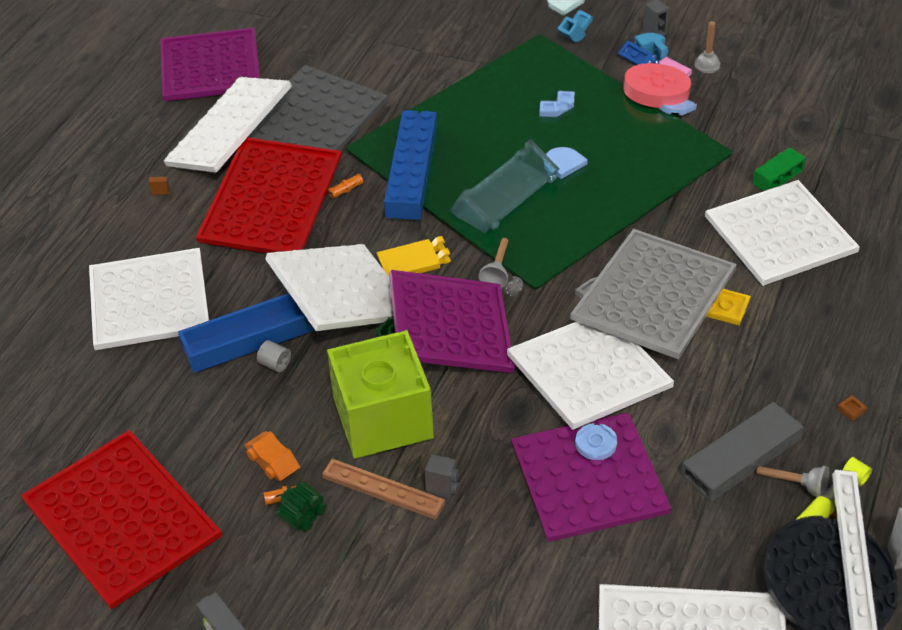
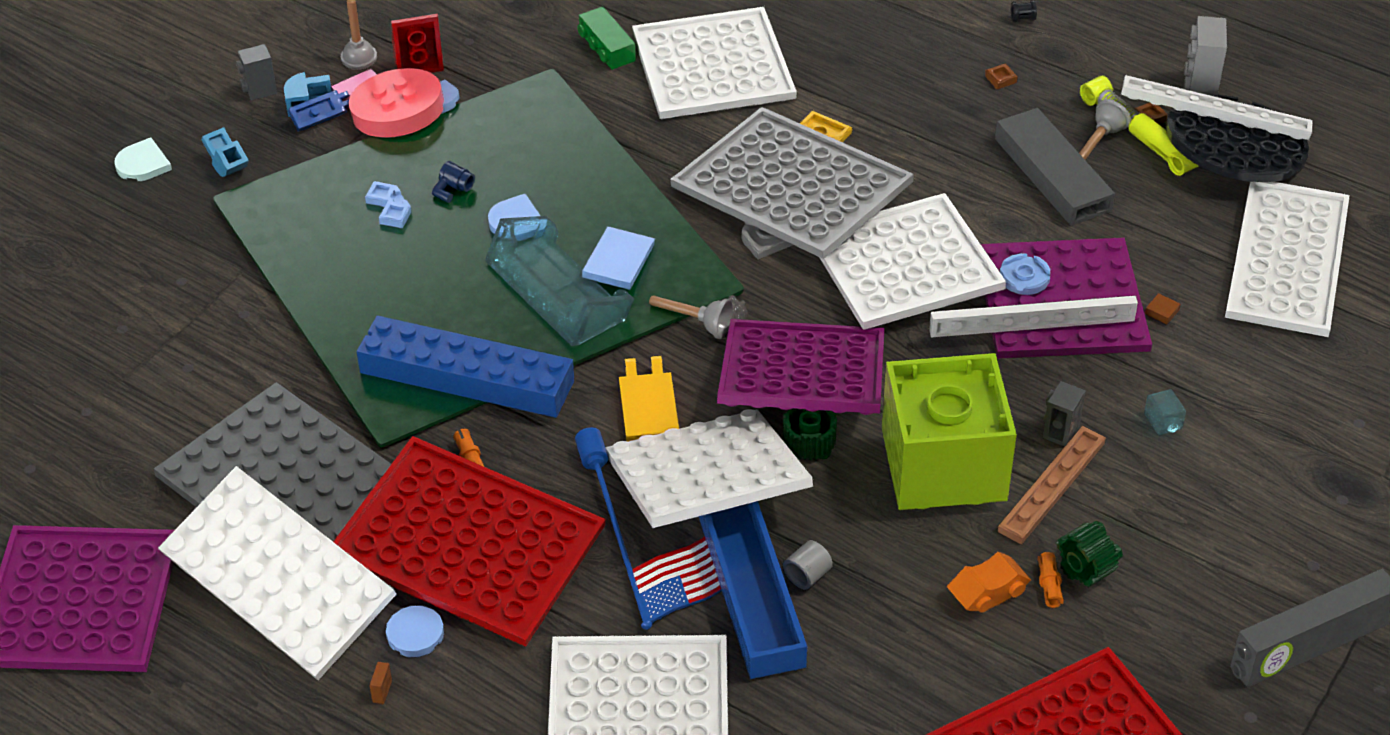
camera: 80 degrees left, 0 degrees up
(201, 193) = (415, 631): none -> light blue tile
(259, 289) = (668, 579): none -> flag
(469, 550) = (1165, 412): none -> clear light blue brick
(538, 215) = (618, 258): none -> light blue tile
(546, 455) = (1033, 316): none -> white plate
(589, 124) = (455, 177): none -> dark blue piece
(595, 544) = (1162, 308): none -> dark orange tile
(711, 78) = (417, 43): none -> red slope

